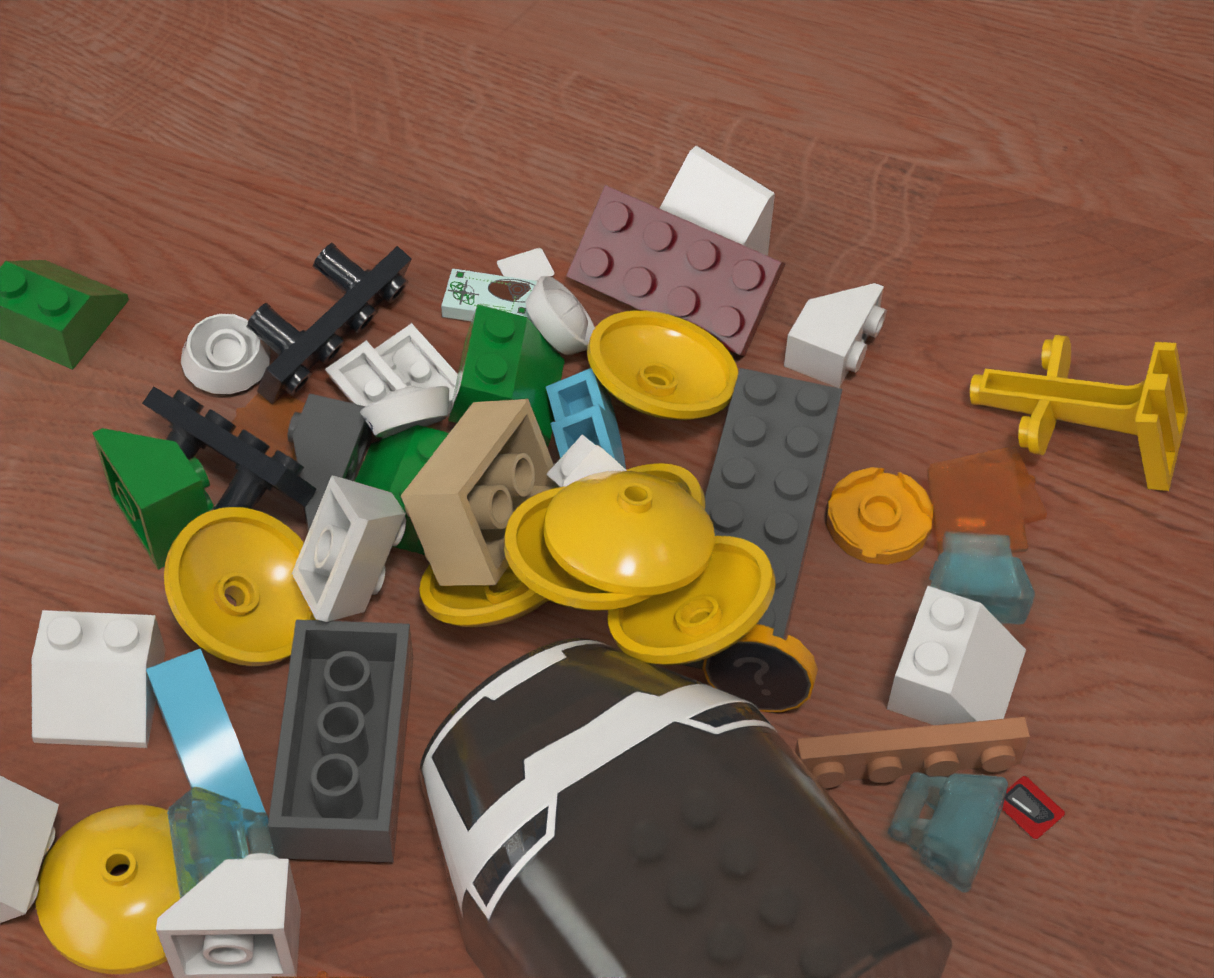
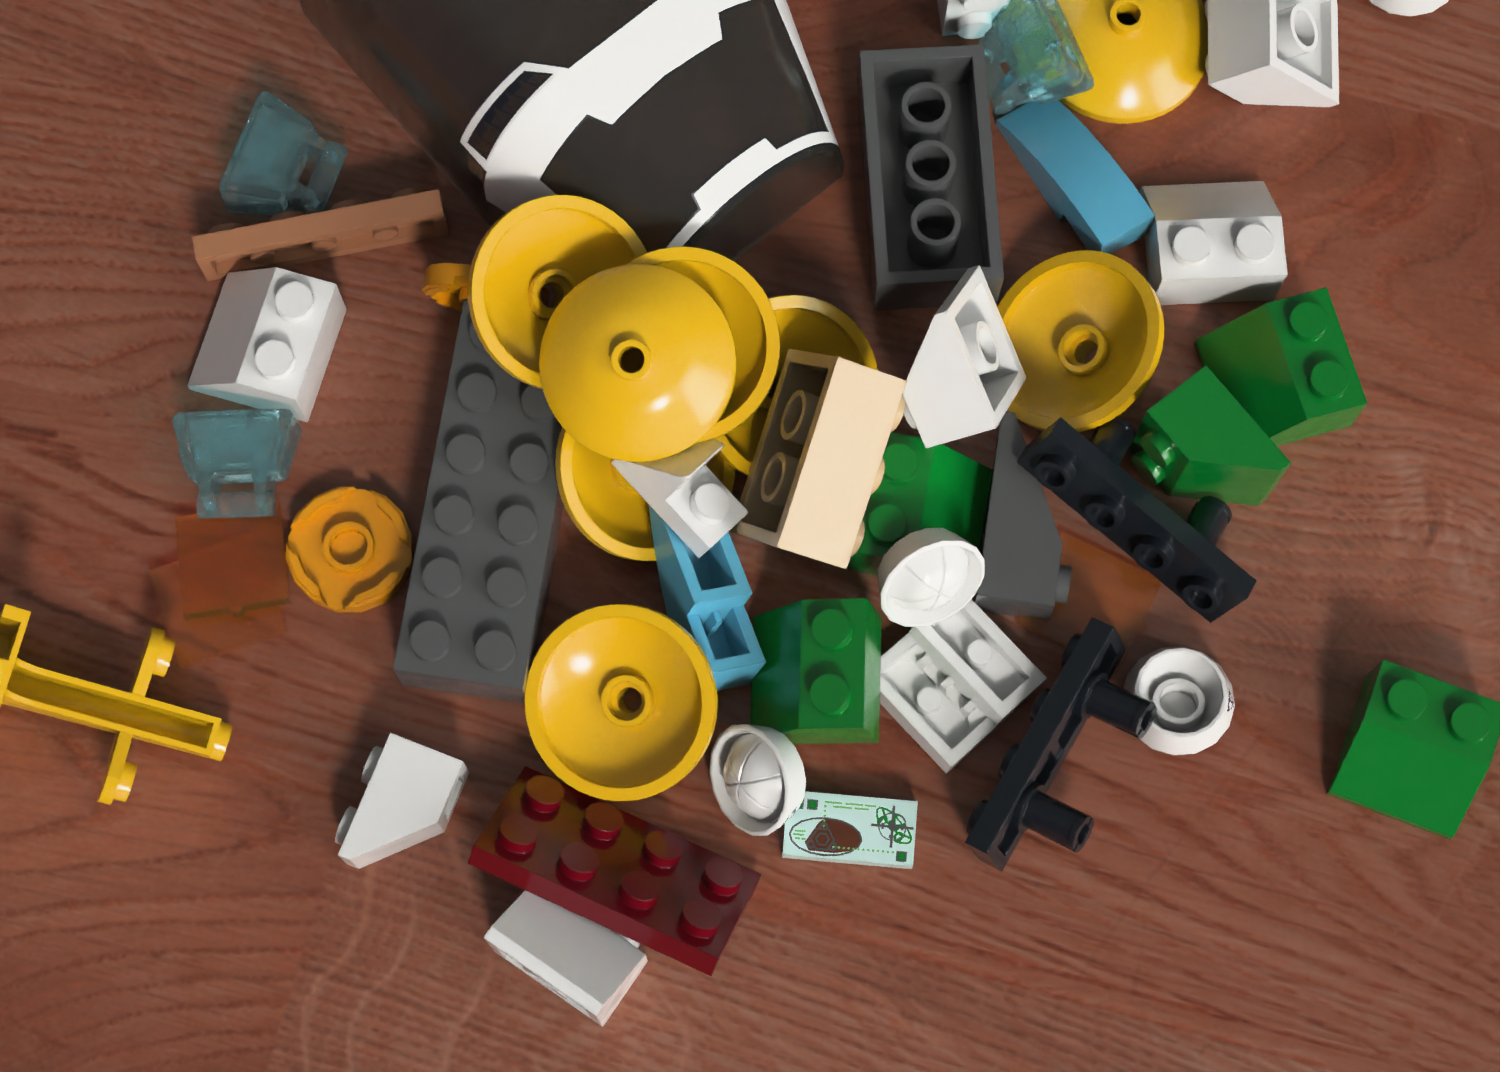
camera: 175 degrees right, 20 degrees up
(69, 560) = (1288, 367): none -> green slope
(526, 265) = (818, 900): white sticker -> none
(1031, 808) = (195, 207): sticker -> none

